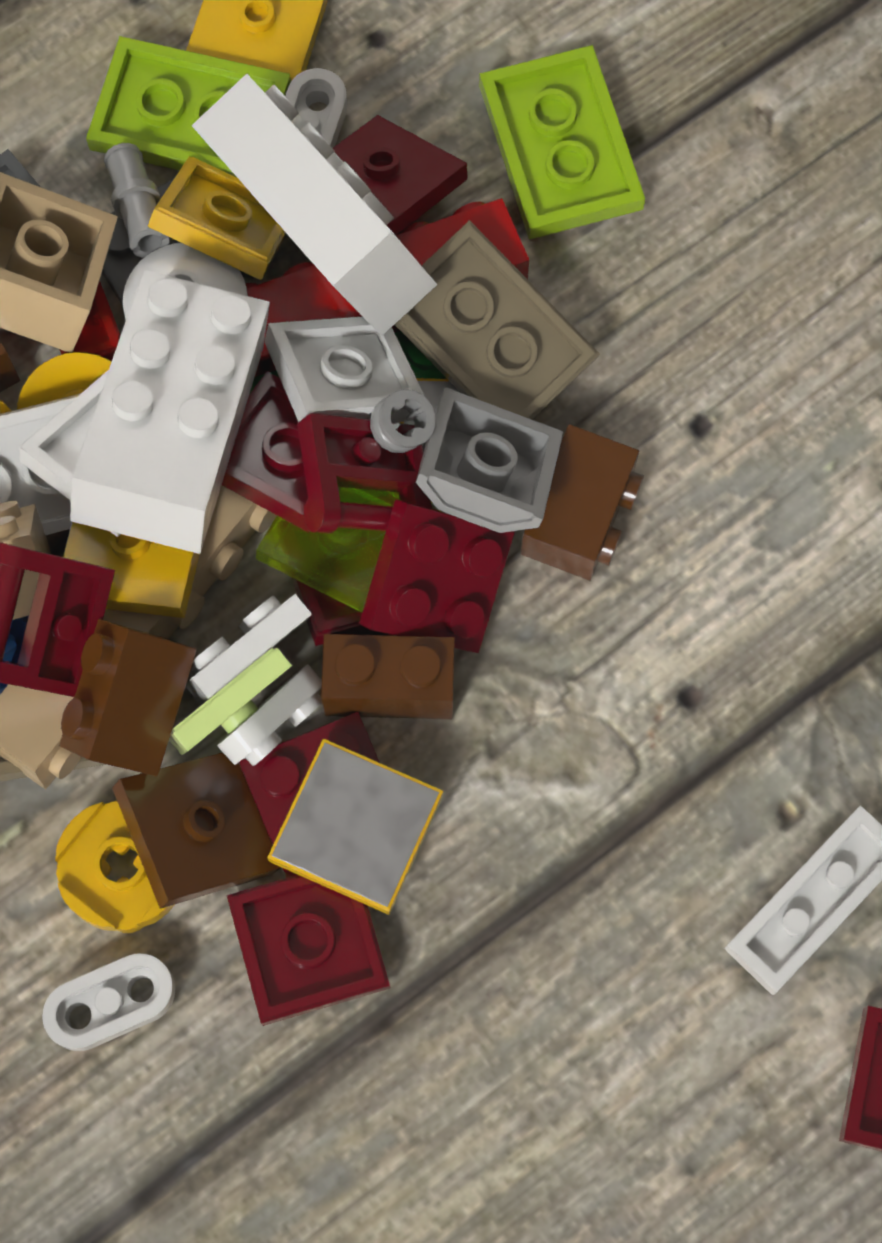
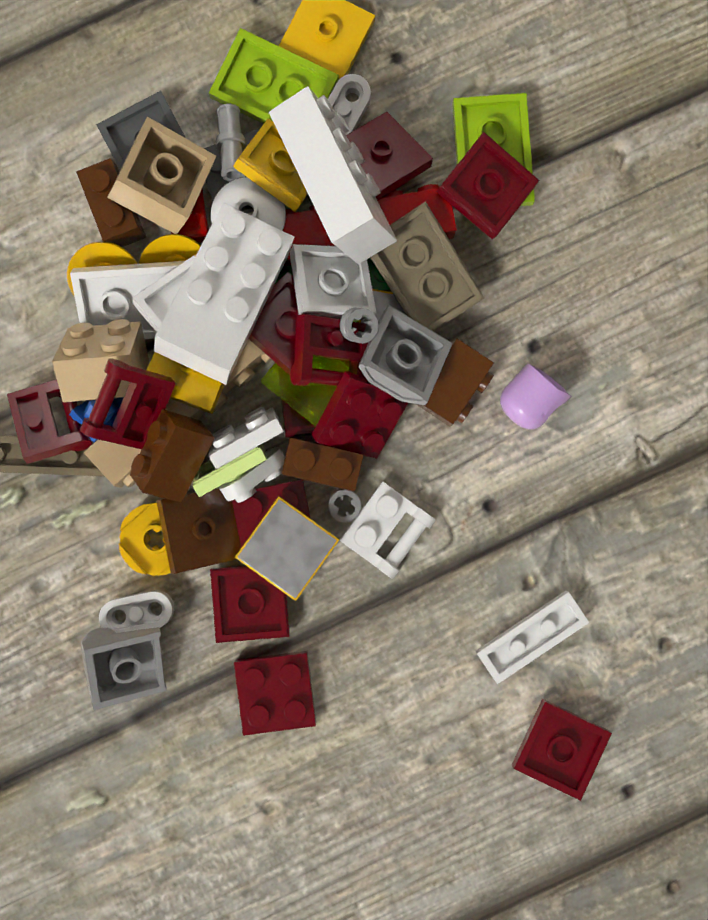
camera: 10 degrees right, 15 degrees up
(100, 1094) = (122, 665): none -> light grey slope
(384, 1098) = (275, 693): none -> dark red plate
(458, 736) = (333, 509): none -> light grey bush
(503, 760) = (376, 524): none -> white plate
(563, 185) = (488, 185): none -> dark red plate
(716, 496) = (532, 397): none -> lavender helmet

